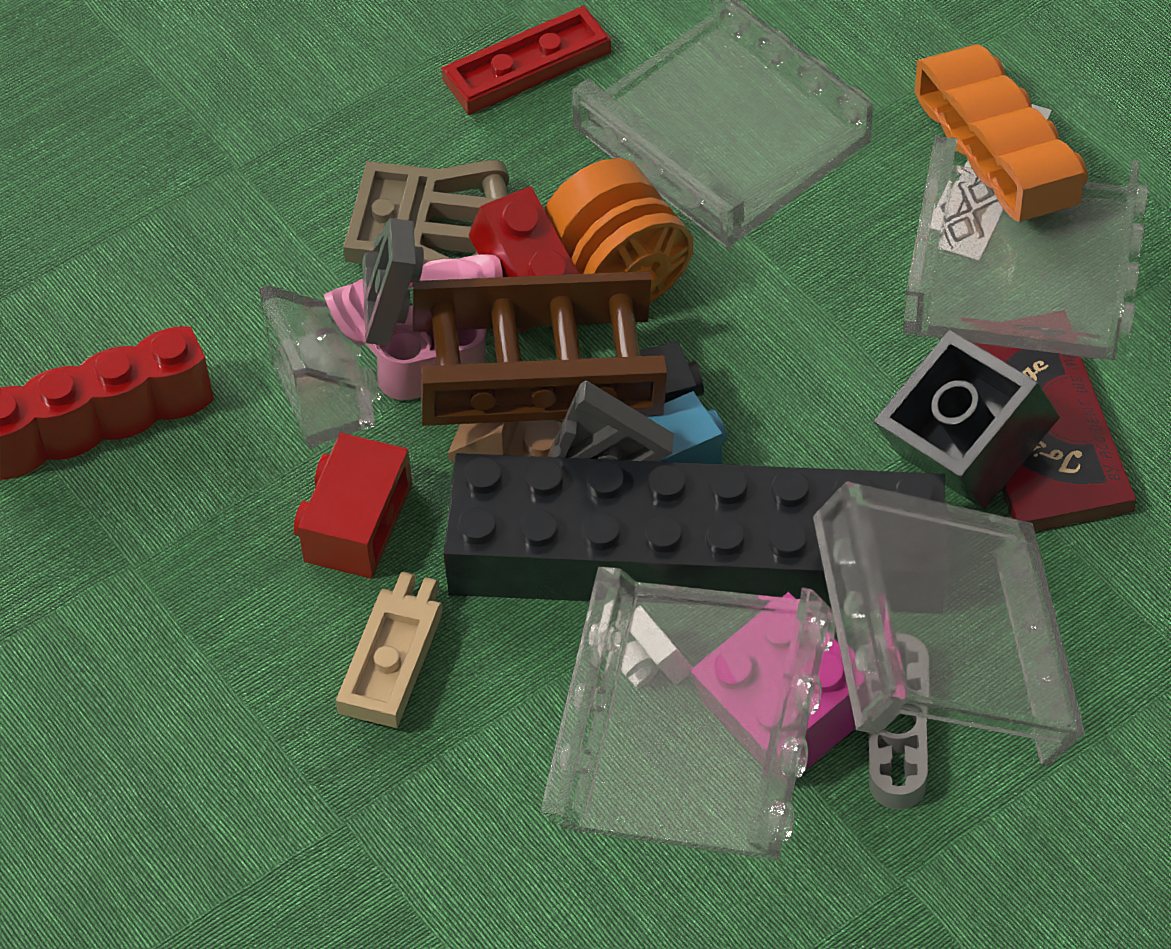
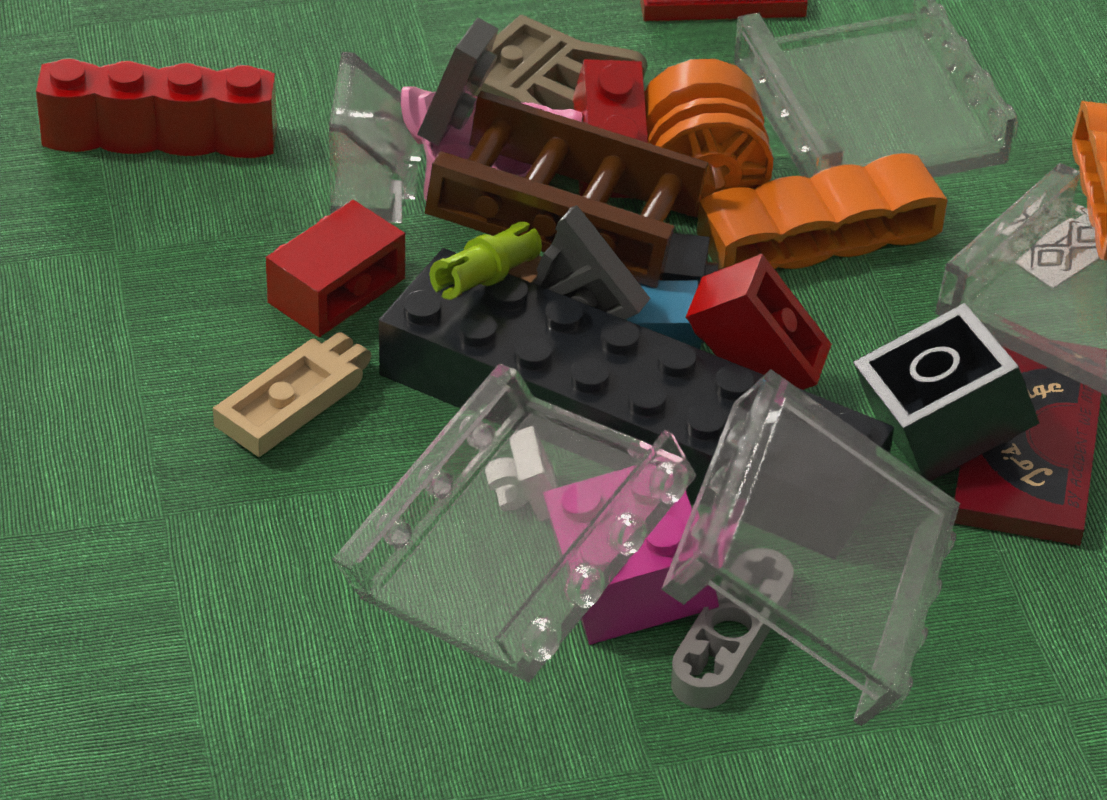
camera: 20 degrees right, 10 degrees down
(515, 458) = (485, 260): none -> lime pin
(752, 270) = (830, 214): none -> orange brick
(776, 420) = (758, 323): none -> red brick

